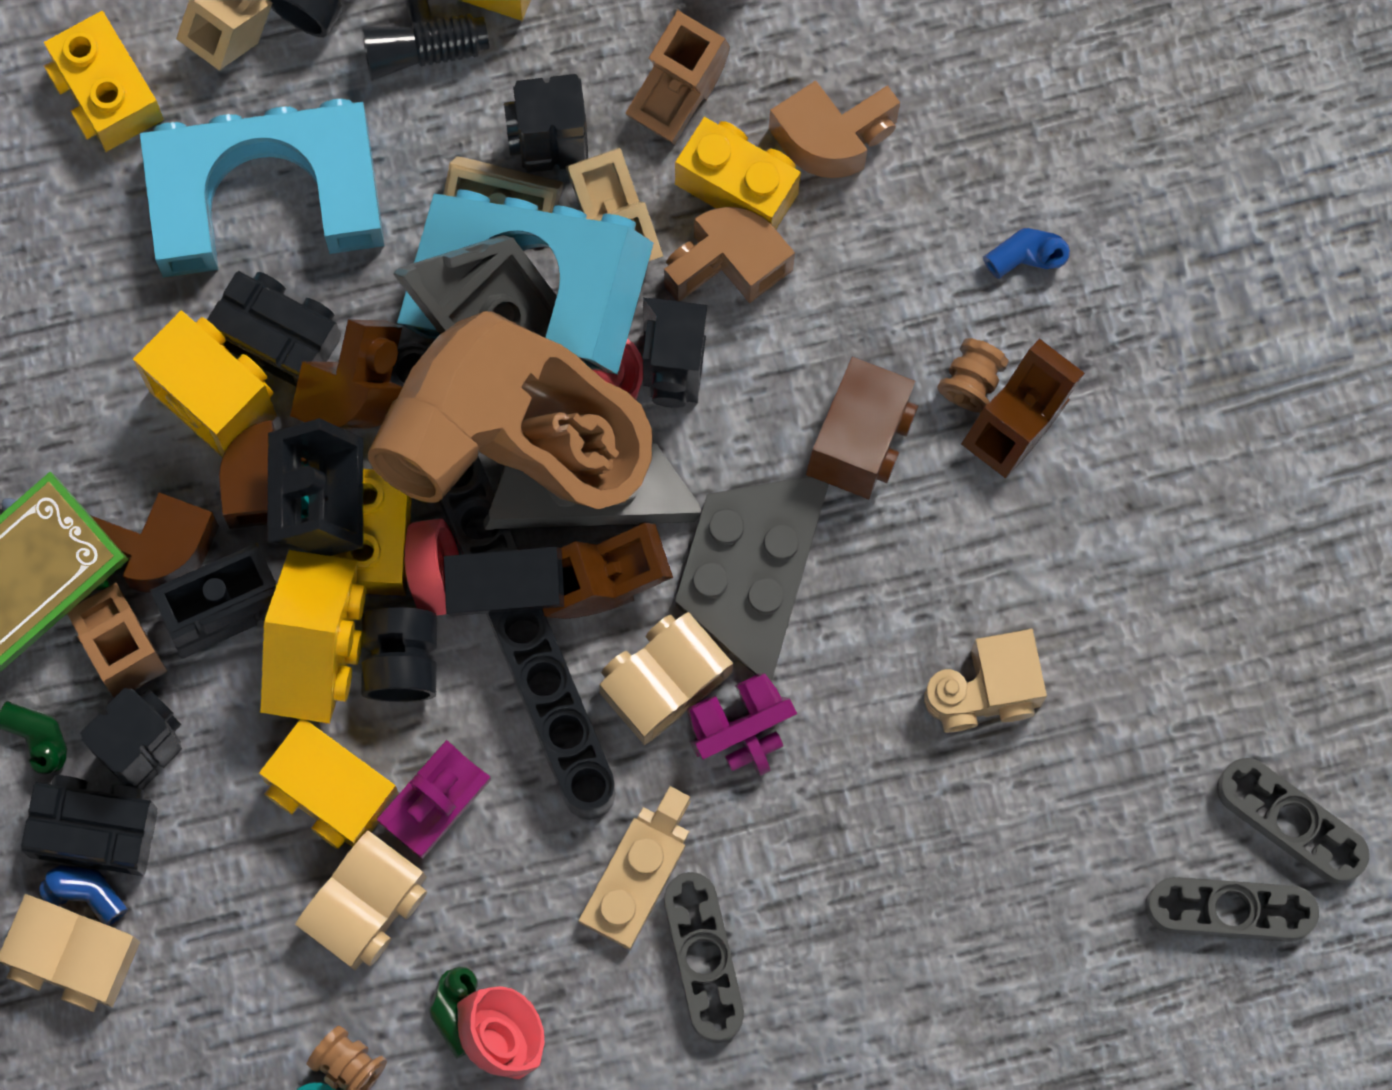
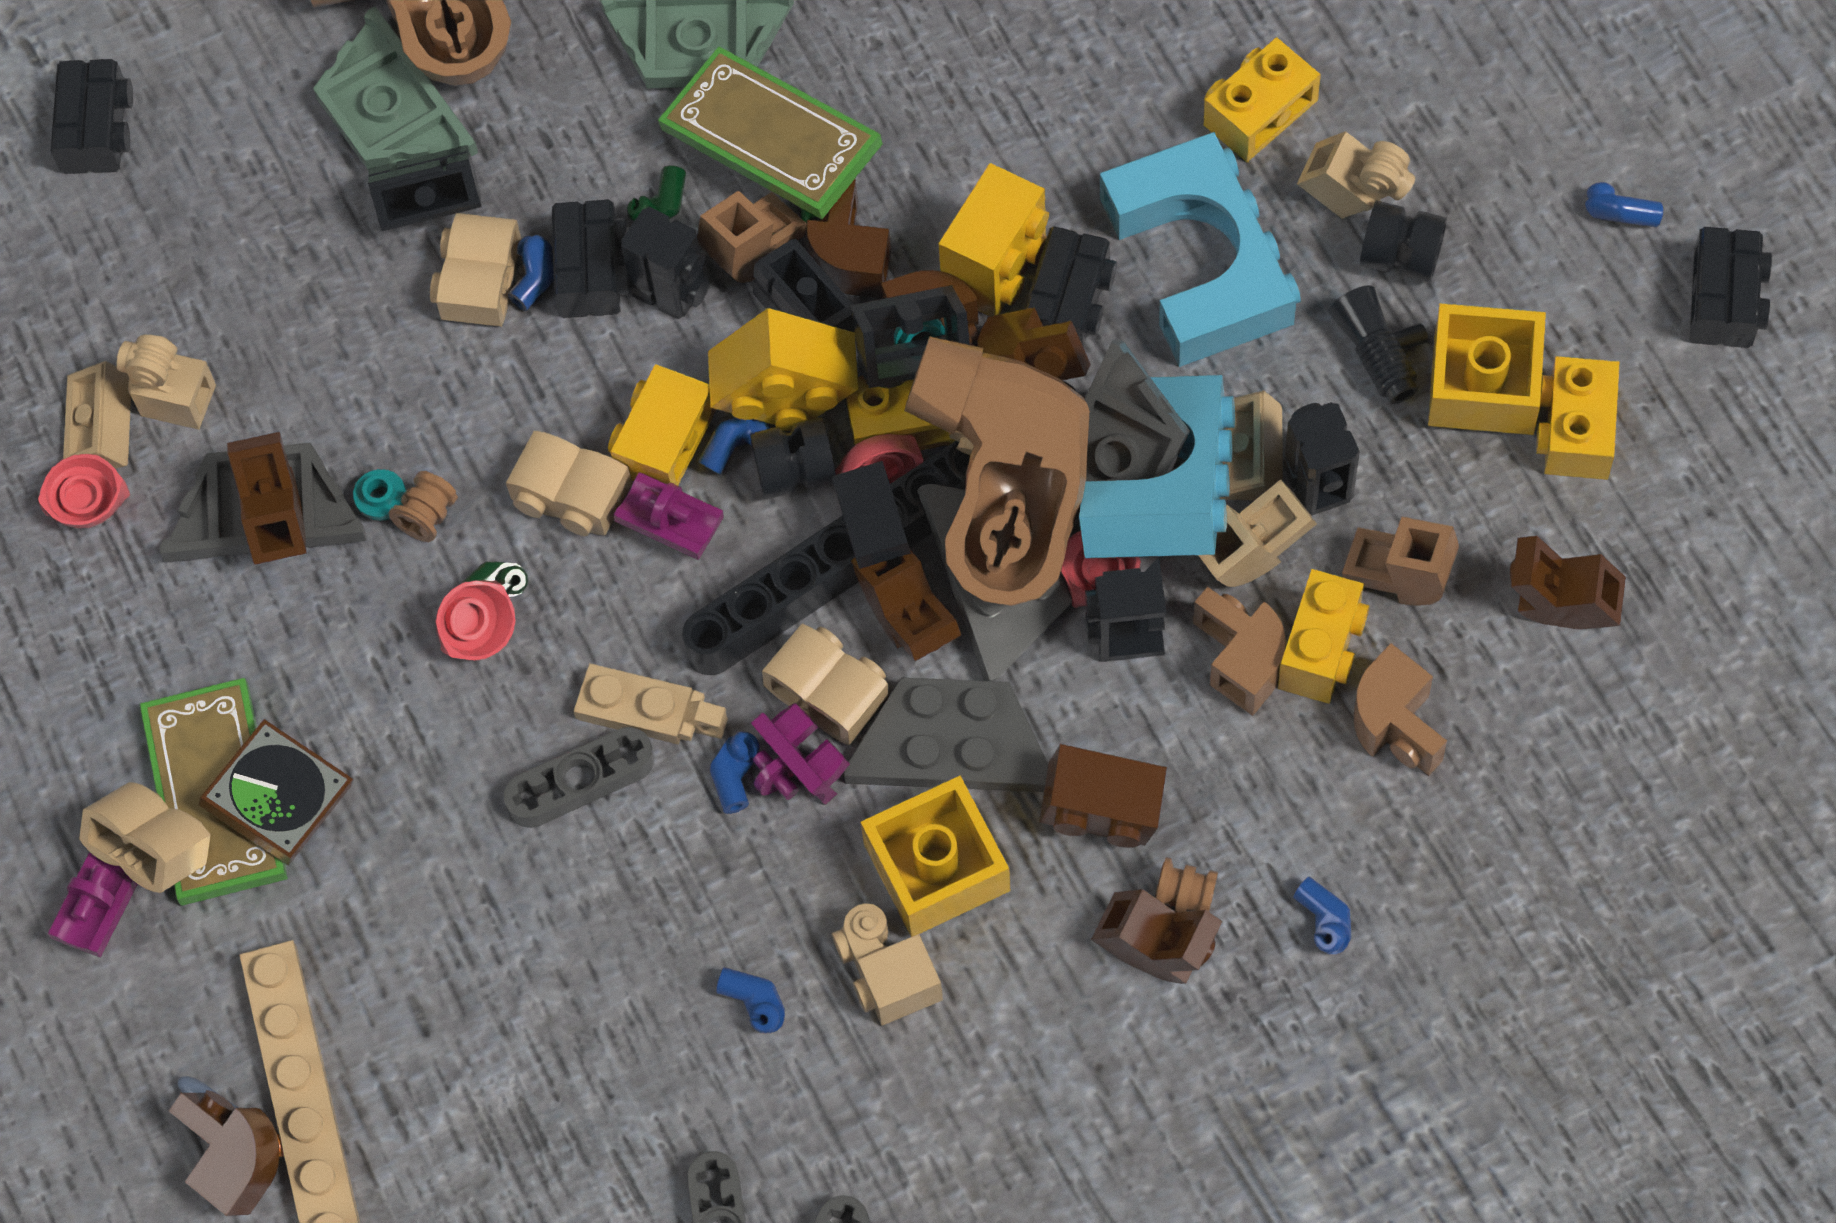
camera: 85 degrees right, 10 degrees down
(355, 725) = (727, 437): none -> blue arm
(730, 798) = (730, 767): none -> blue arm
(891, 605) = (936, 856): none -> yellow brick
(989, 820) = (758, 995): none -> blue arm

